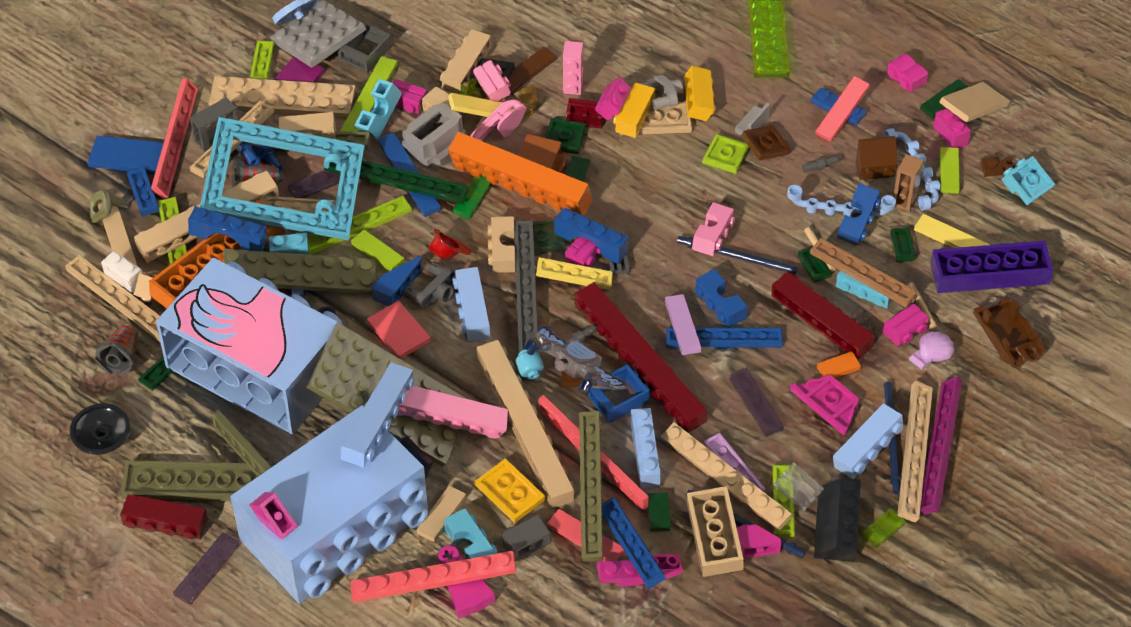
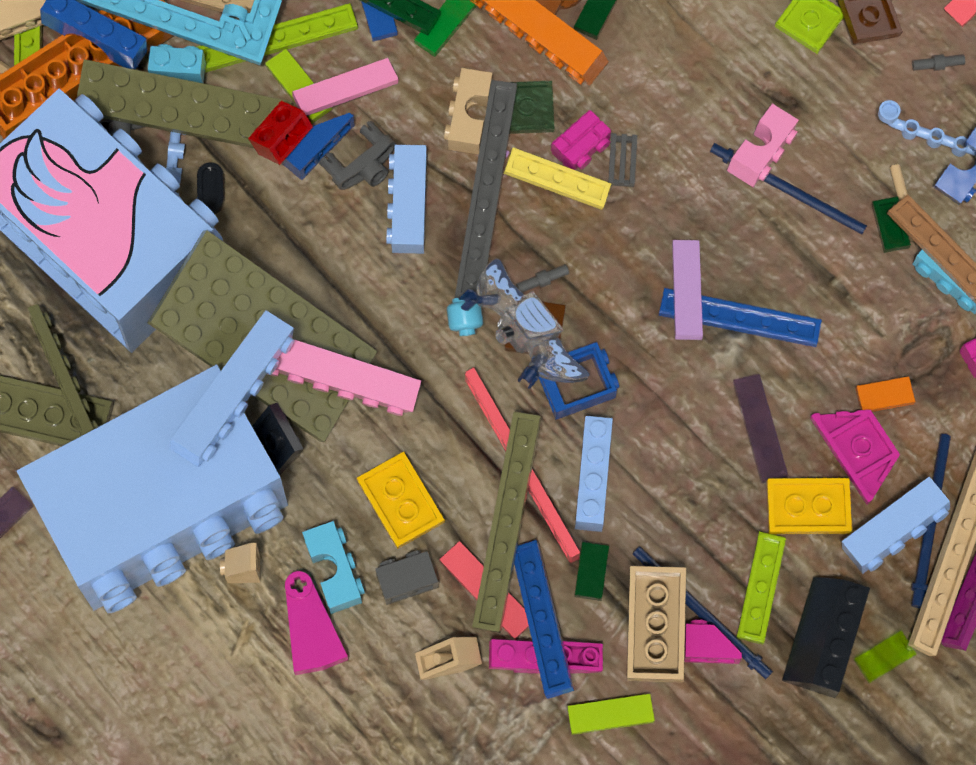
camera: 10 degrees right, 20 degrees up
(273, 514) = (65, 517): dark pink slope -> none
(372, 273) = (280, 132): none -> red brick
(398, 330) = (302, 218): coral tile -> none
(404, 548) = (241, 564): none -> tan slope
(407, 246) = (345, 87): none -> bright pink tile
(433, 576) = (272, 615): coral plate -> none
(444, 507) = (304, 515): tan tile -> none
(447, 247) = (394, 99): red piece -> none
(525, 424) = (441, 401): tan brick -> none
(569, 583) = (448, 657): none -> tan slope
(609, 242) = (574, 107): blue arch -> none
(641, 357) = (619, 329): dark red brick -> none
(695, 600) = (610, 714): none -> lime tile
(723, 450) = (707, 522): lavender tile -> none
(726, 476) = (692, 538): tan plate -> none
(728, 310) = (755, 278): blue arch -> none
(799, 486) = (785, 576): clear hinge -> none
(803, 442) = (809, 506): none -> yellow plate
(822, 315) = (882, 312): dark red brick -> none

